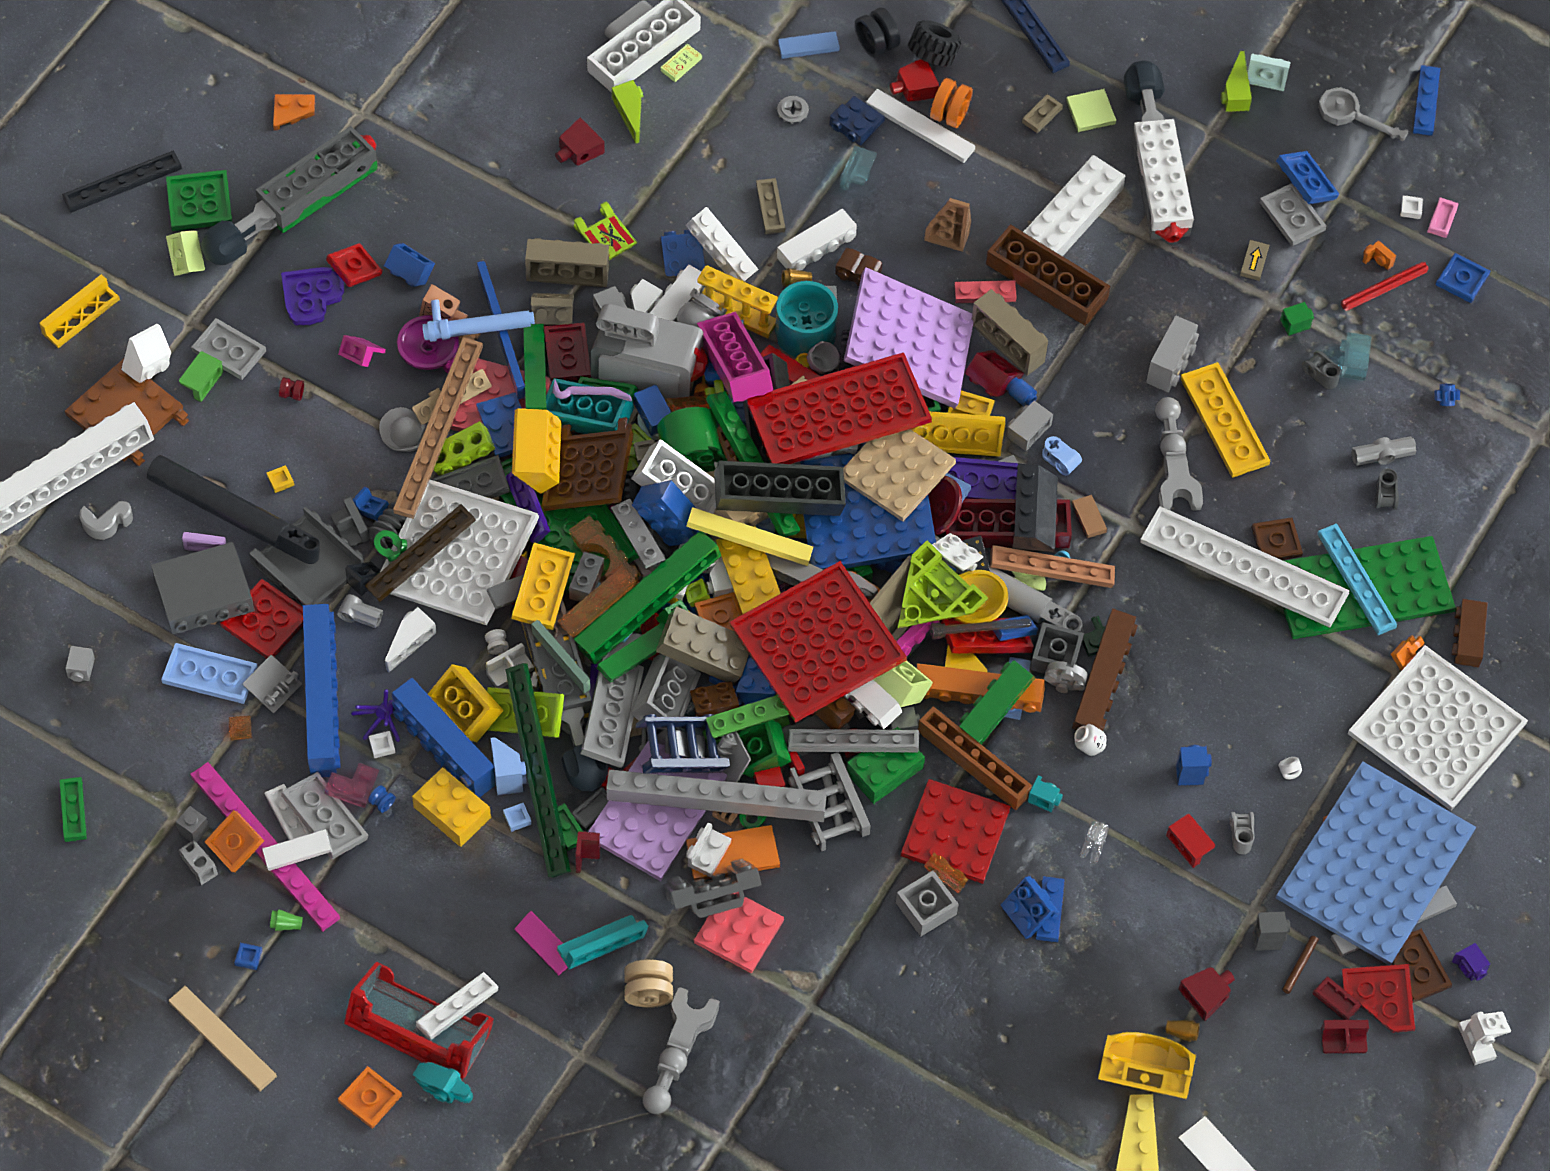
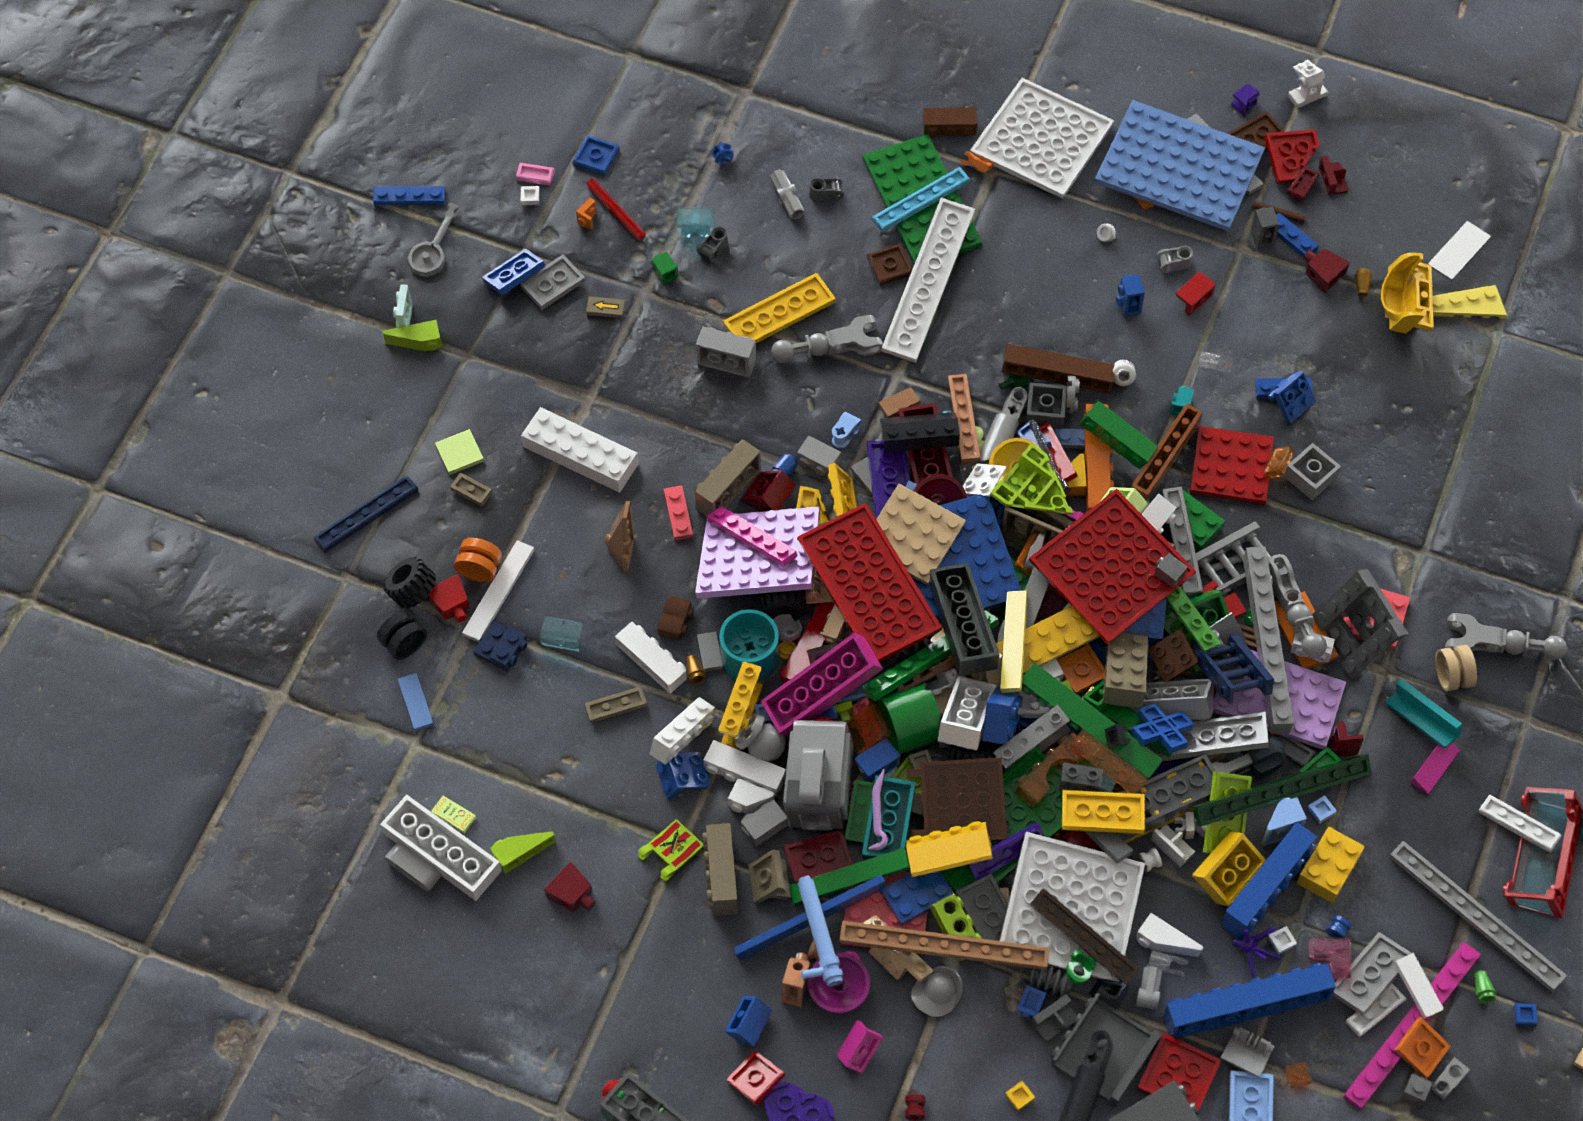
camera: 95 degrees left, 0 degrees up
(363, 936) = (1478, 916): none -> light grey plate
(383, 633) = (1163, 962): none -> clear hinge
(561, 656) = (1173, 782): sand green tile -> none
(619, 606) = (1115, 736): none -> black tile
(625, 660) = (1162, 728): none -> blue plate
(738, 833) = (1297, 613): none -> light grey piece
(795, 687) = (1170, 570): none -> flat silver brick
(800, 105) = (490, 699): light grey gear -> none
(927, 331) = (752, 536): none -> dark pink plate
(1048, 275) = (657, 459): reddish brown brick -> none
(1158, 158) = (512, 386): white piece -> none
(1263, 970) = (1295, 237): none -> blue plate

